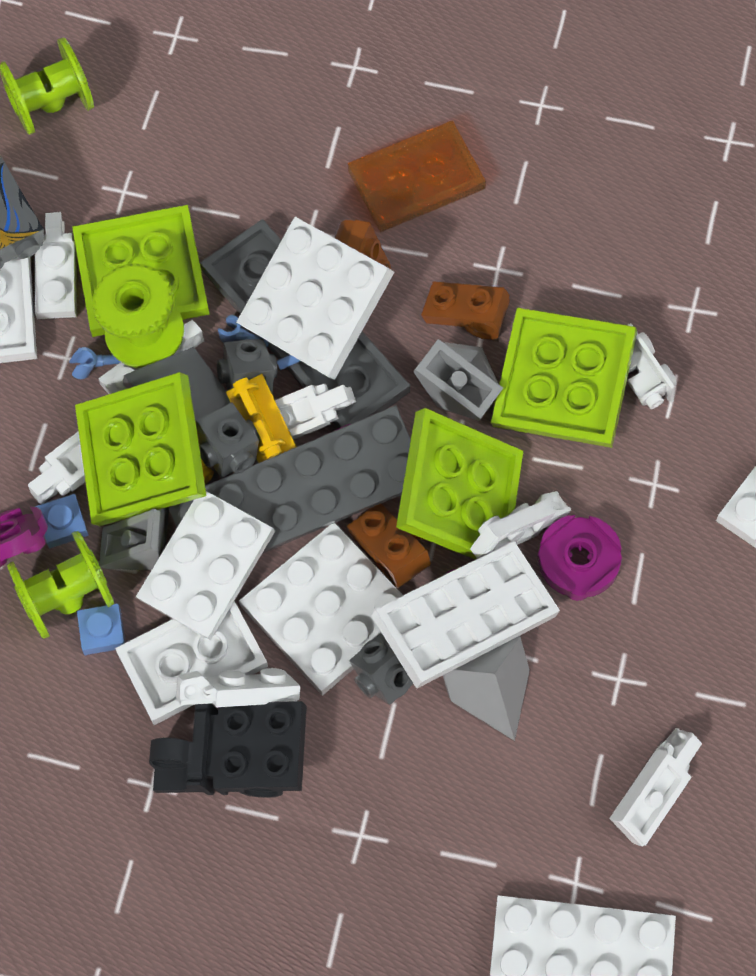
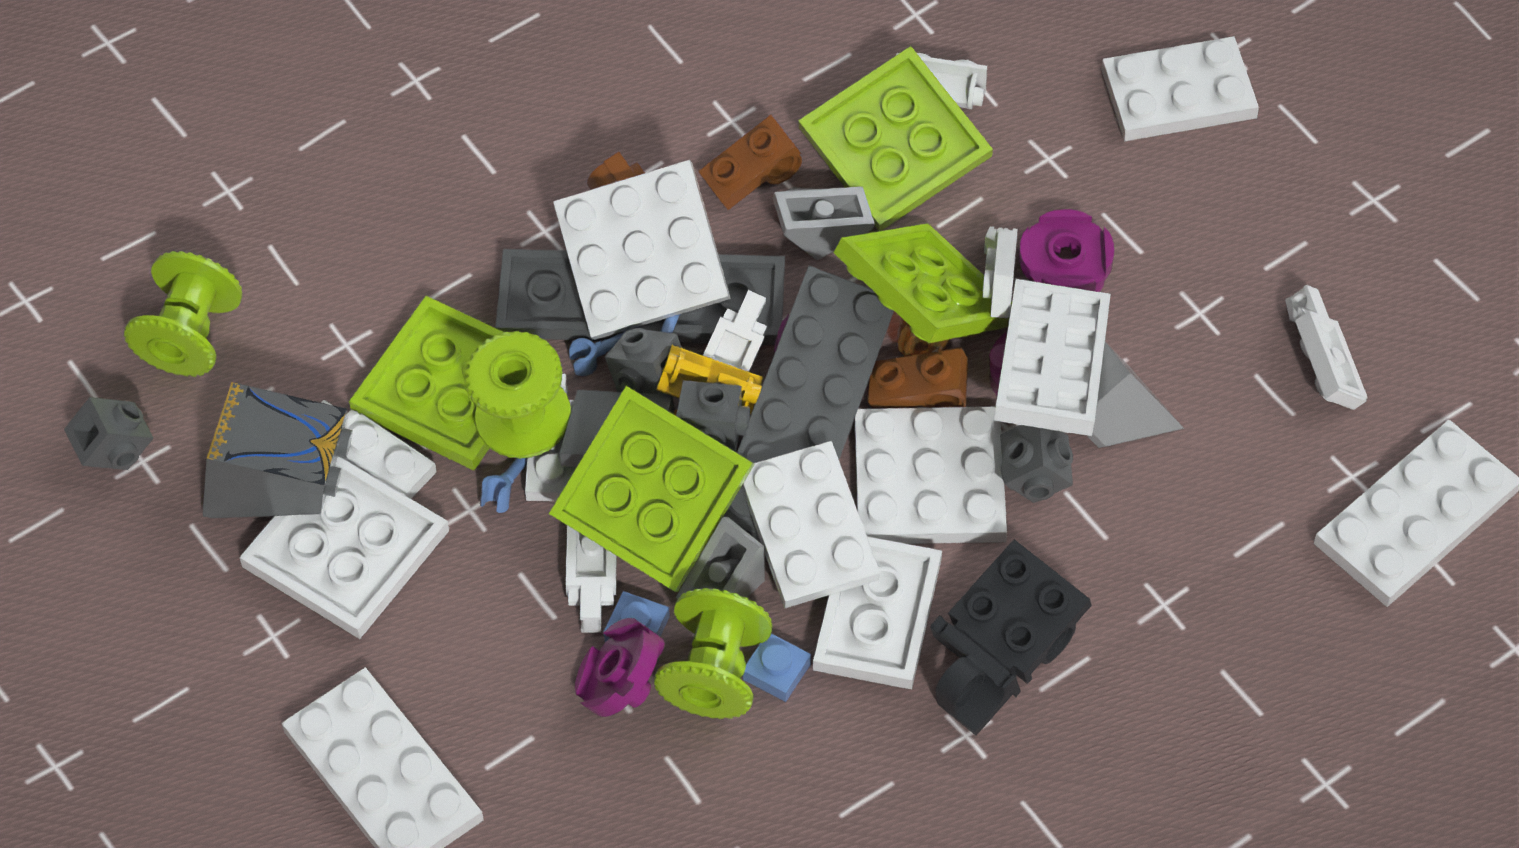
camera: 50 degrees left, 10 degrees down
(236, 688) = (951, 583): white hinge -> none
(416, 176) = (581, 107): clear orange plate -> none

